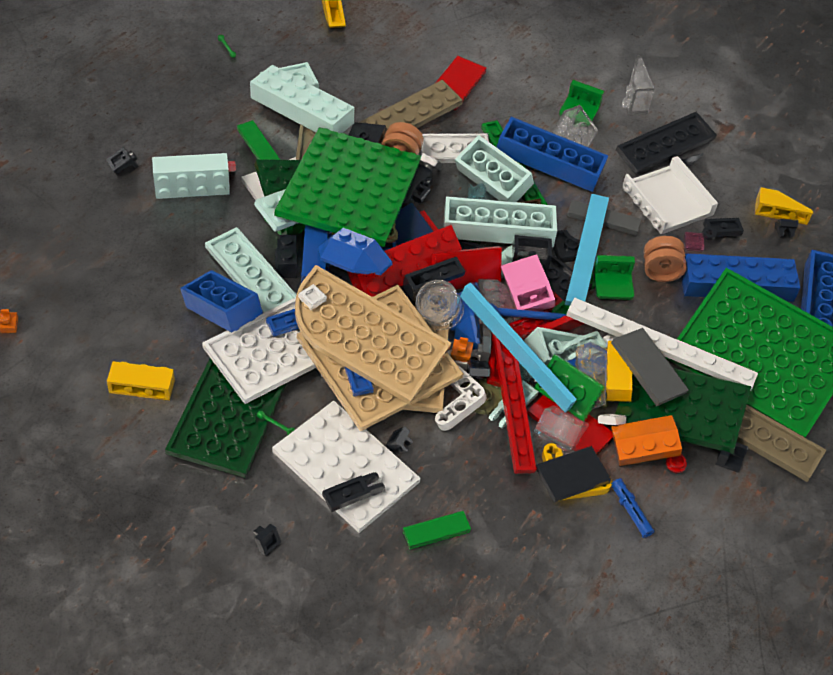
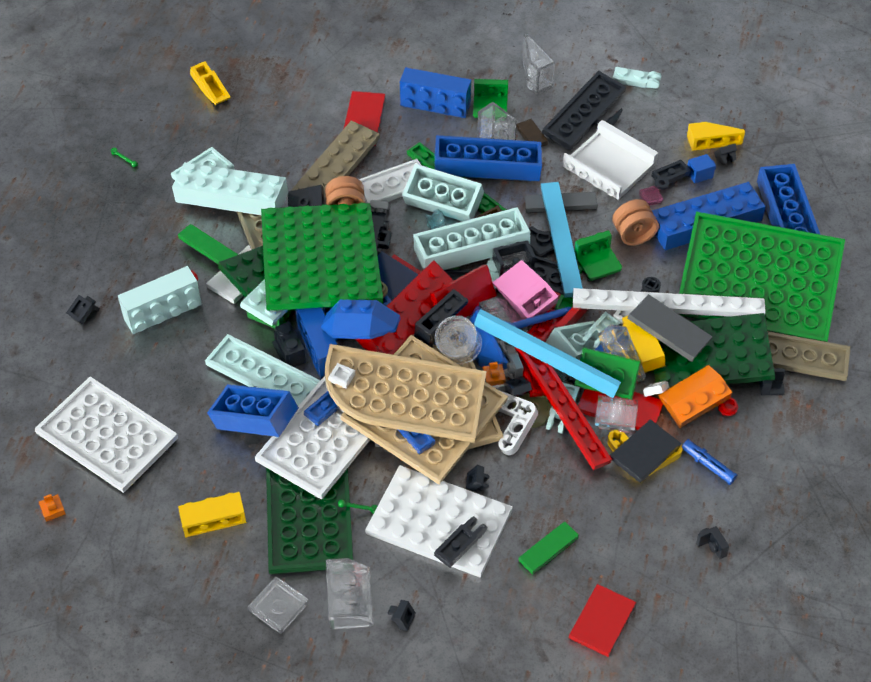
camera: 15 degrees left, 0 degrees up
(86, 276) = (106, 434): none -> white plate
(159, 485) = (278, 604): none -> clear tile
(226, 500) = (348, 594): none -> clear slope
(455, 618) = (602, 620): none -> red tile
(531, 80) = (435, 92): none -> blue brick
(601, 584) = (715, 540): none -> black bracket
(606, 145) = (531, 132): none -> dark brown tile
(653, 321) = (651, 284): none -> black wheel
(731, 131) = (637, 78): none -> light aqua hinge
(755, 232) = (701, 168): none -> blue brick

